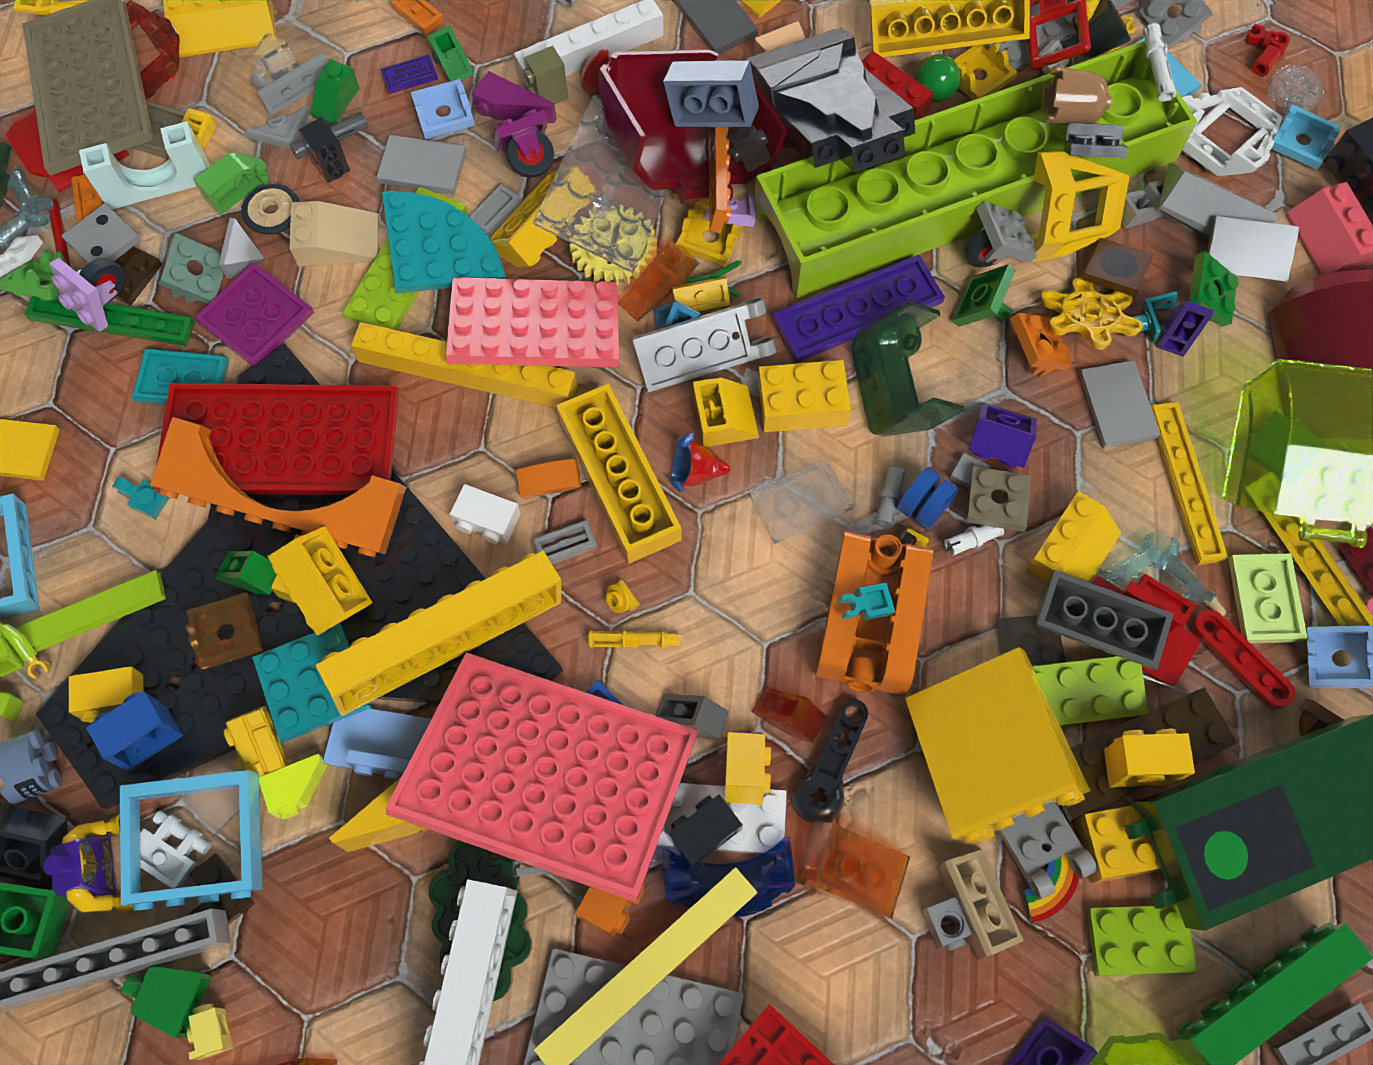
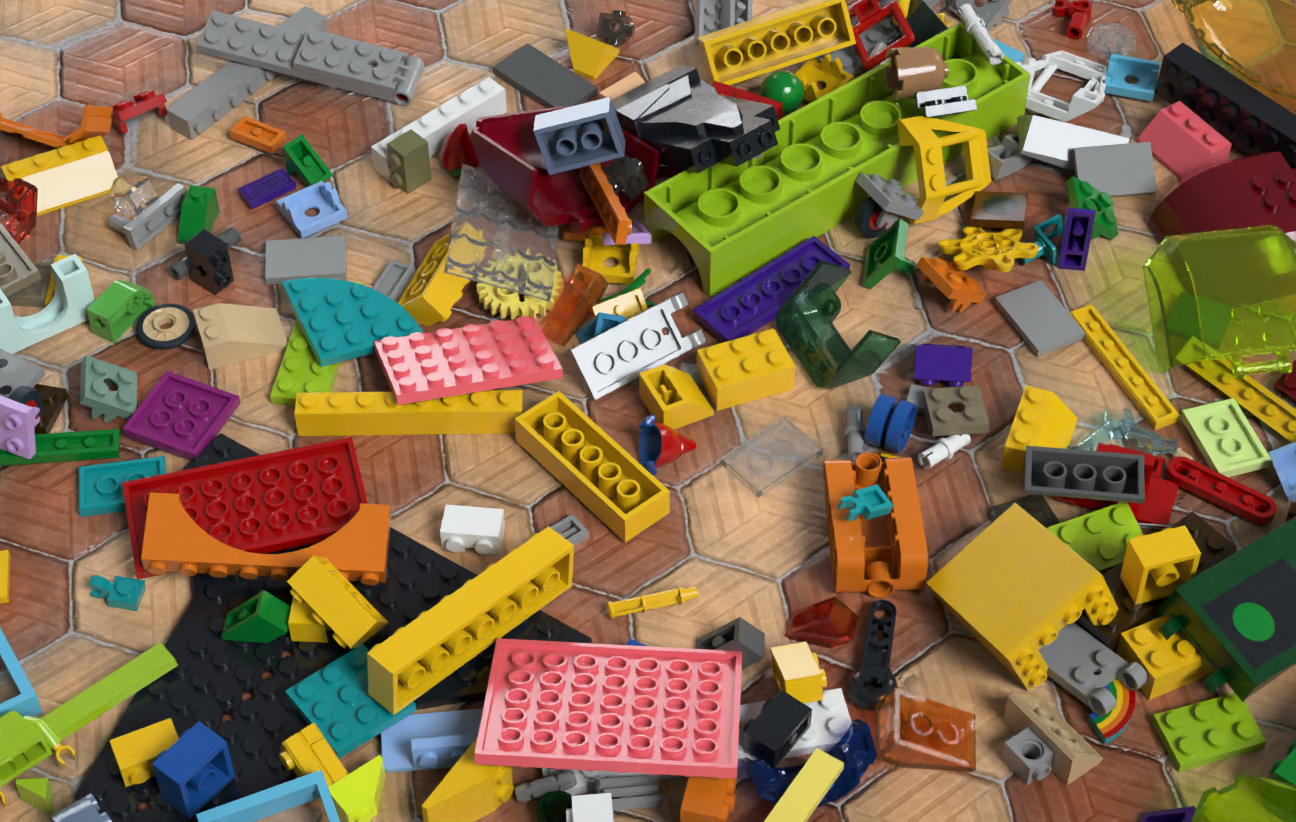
camera: 15 degrees left, 20 degrees down
(206, 621) = (255, 658): clear orange piece -> none
(237, 251) = (148, 366): light grey slope -> none
(281, 130) = (152, 260): light grey tile -> none
(507, 100) = (378, 190): magenta slope -> none
(527, 146) = (409, 223): plate -> none
(548, 477) = (525, 485): orange slope -> none
(620, 598) = (627, 571): yellow plate -> none

